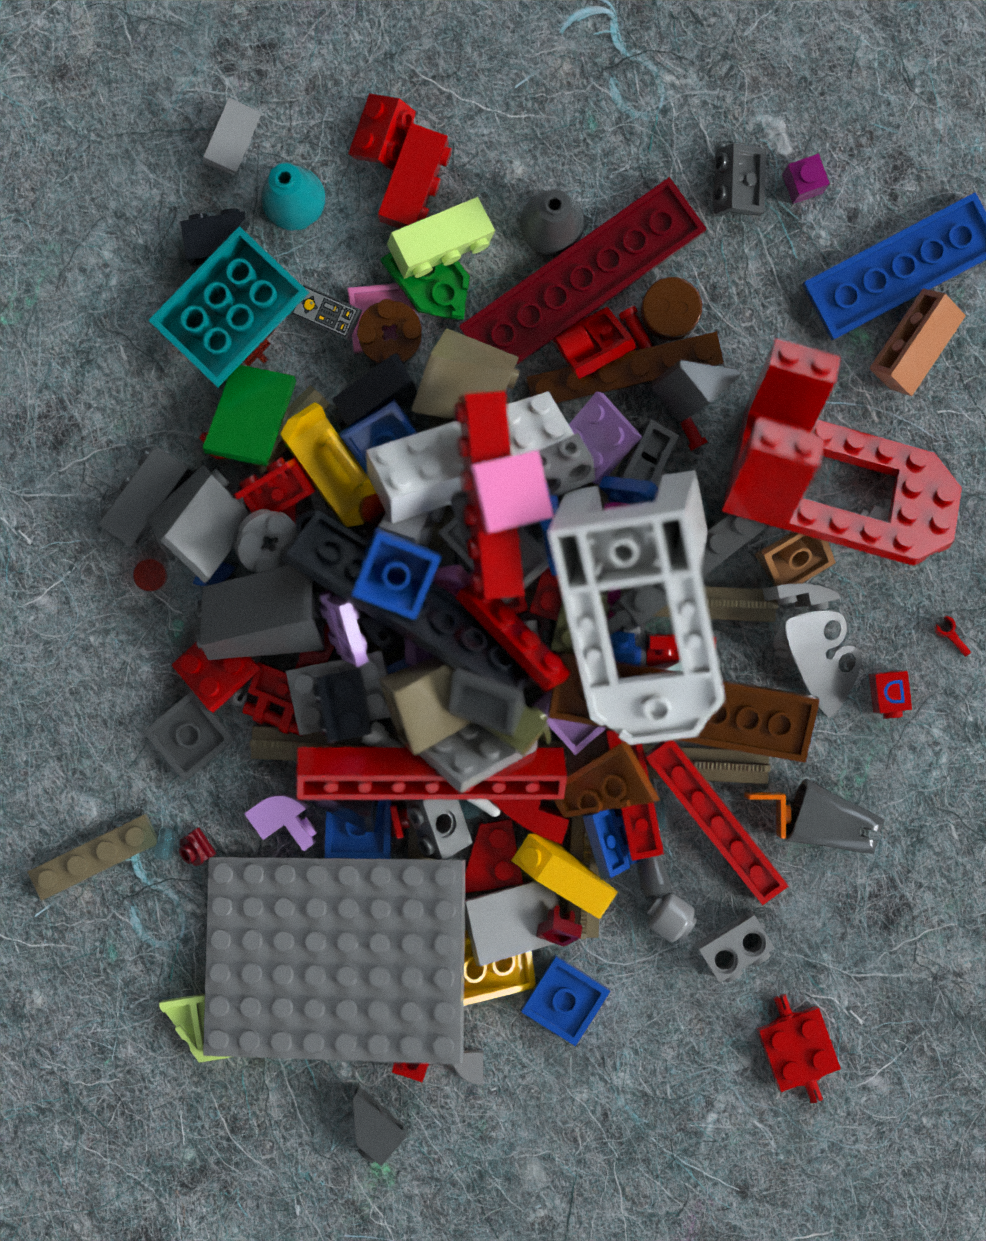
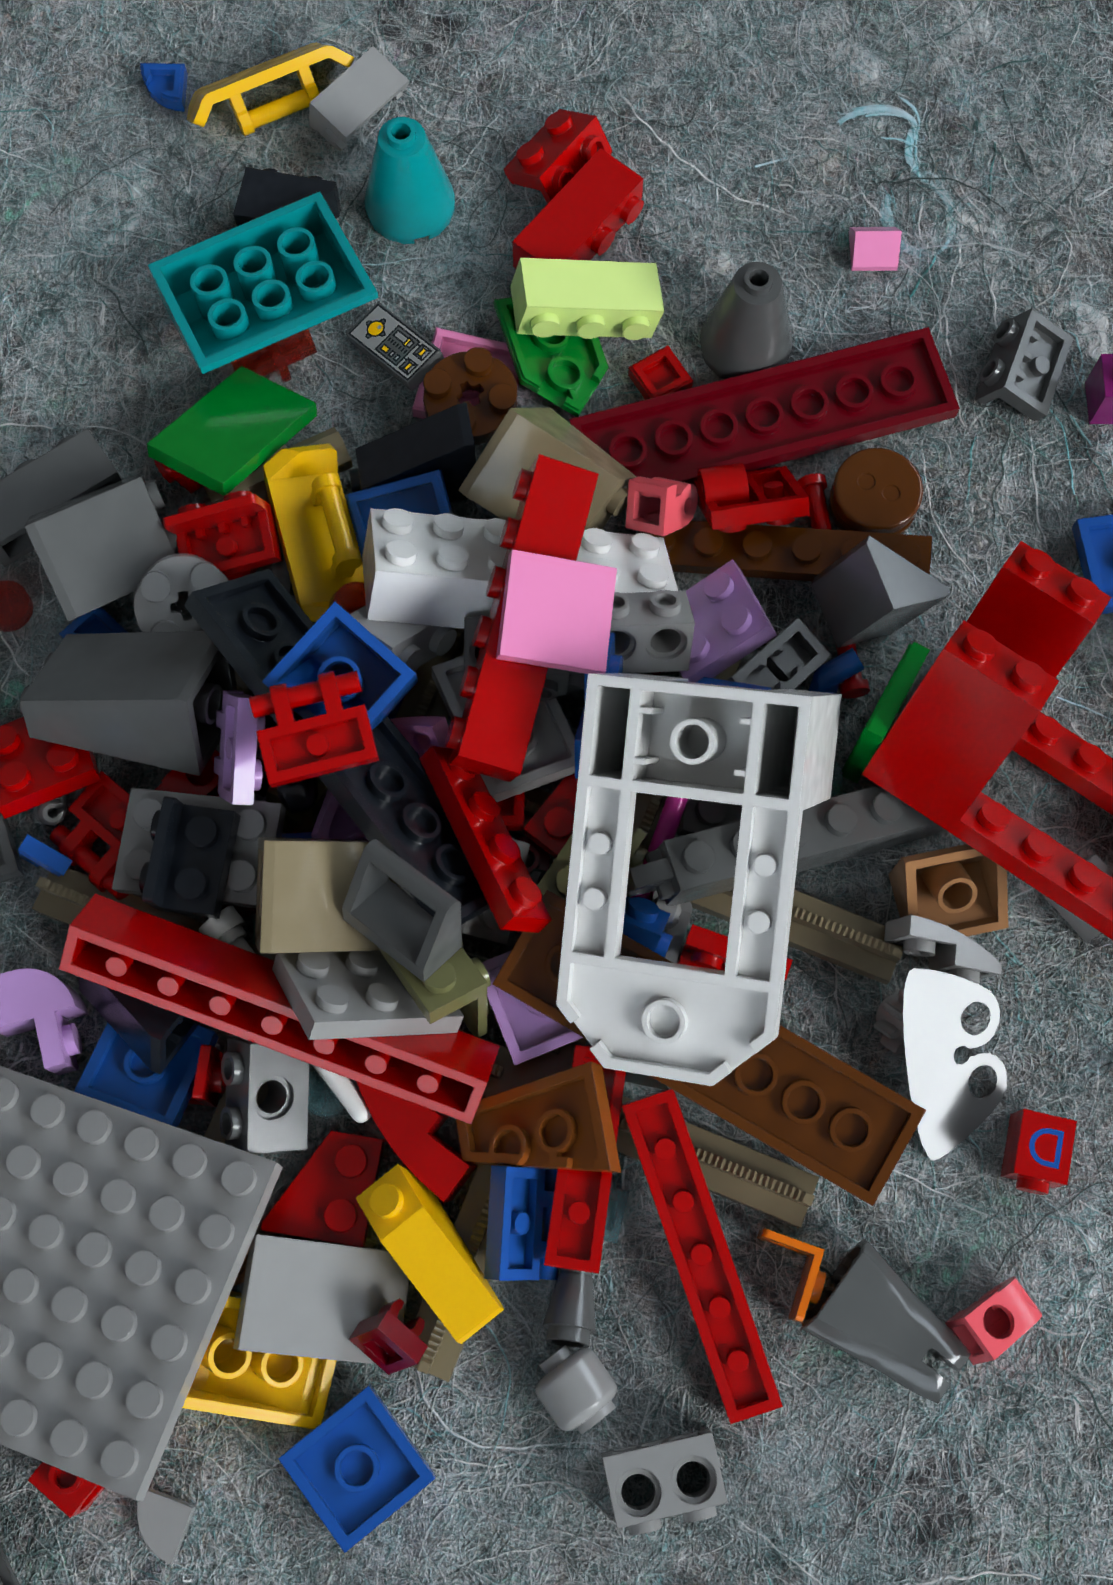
camera: 15 degrees right, 15 degrees down
(93, 166) = (166, 84): none -> blue tile
(160, 141) = (232, 86): none -> yellow piece
(245, 726) = (44, 856): none -> blue tile
(400, 624) = (318, 743): none -> red plate
(505, 270) = (659, 374): none -> red tile
(538, 366) = (659, 505): none -> coral leg
(615, 124) = (874, 248): none -> bright pink slope
(679, 452) = (835, 671): none -> blue arm
(723, 464) = (885, 711): none -> green tile
(893, 797) = (995, 1321): none -> coral leg

